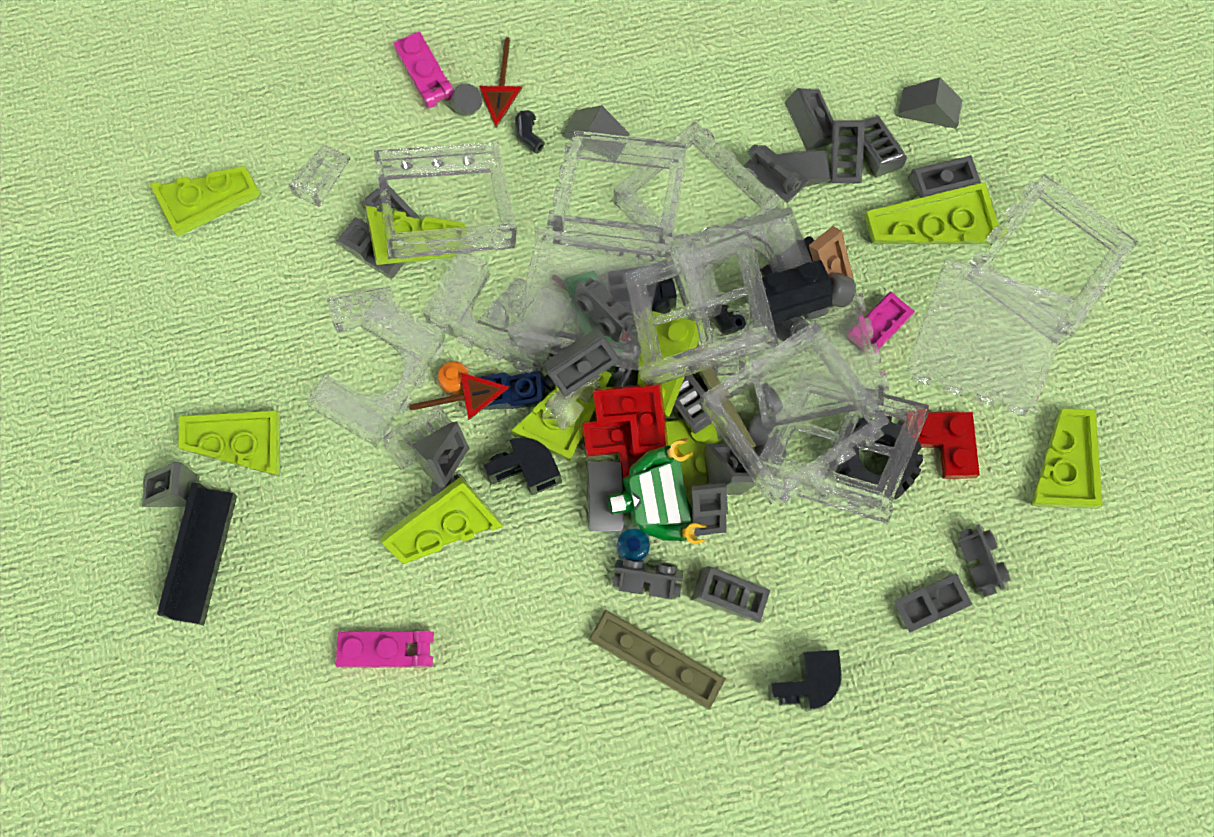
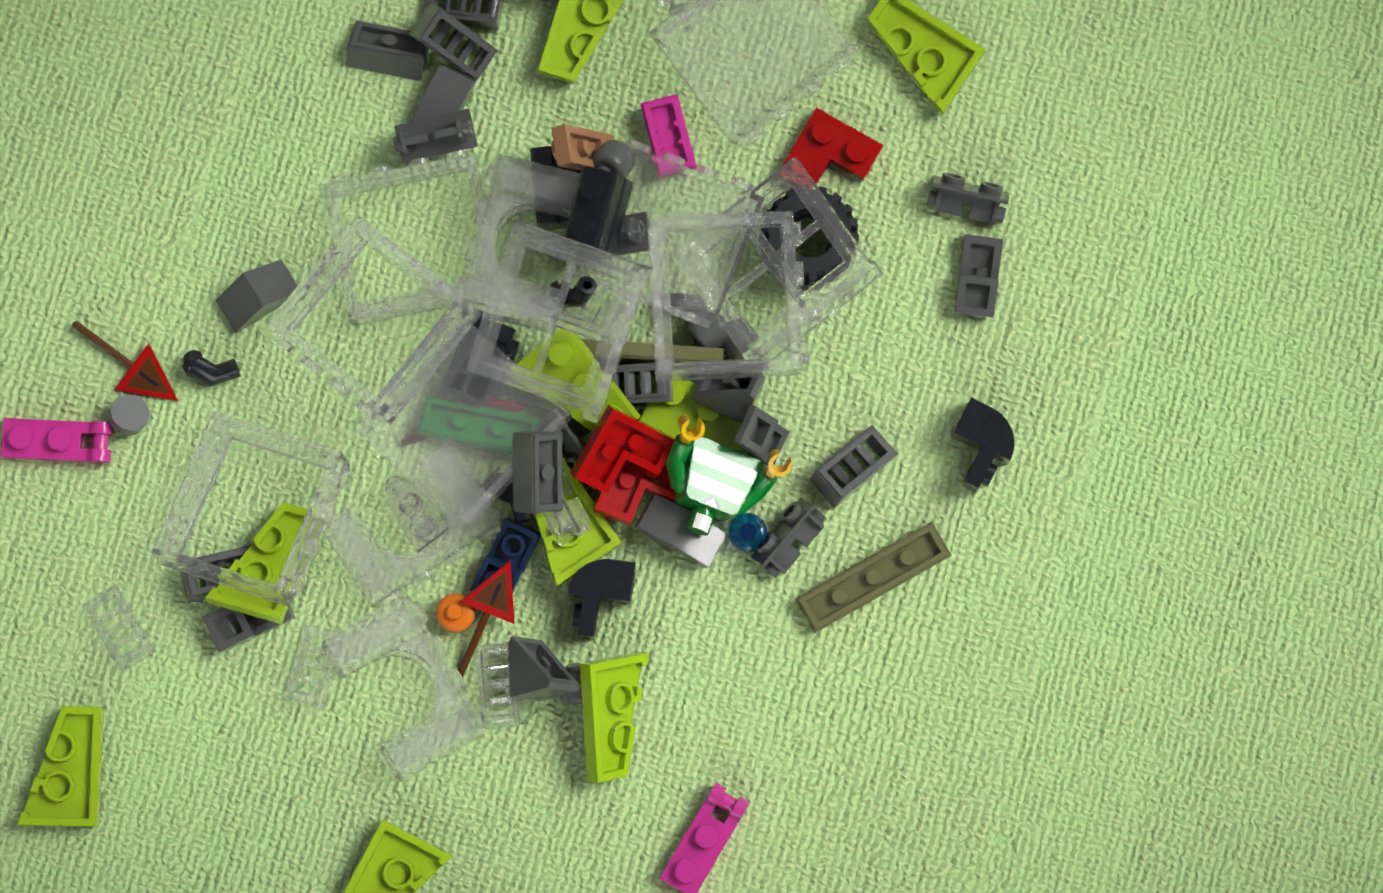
camera: 60 degrees left, 10 degrees up
(593, 300) = (472, 419): dark grey hinge -> none

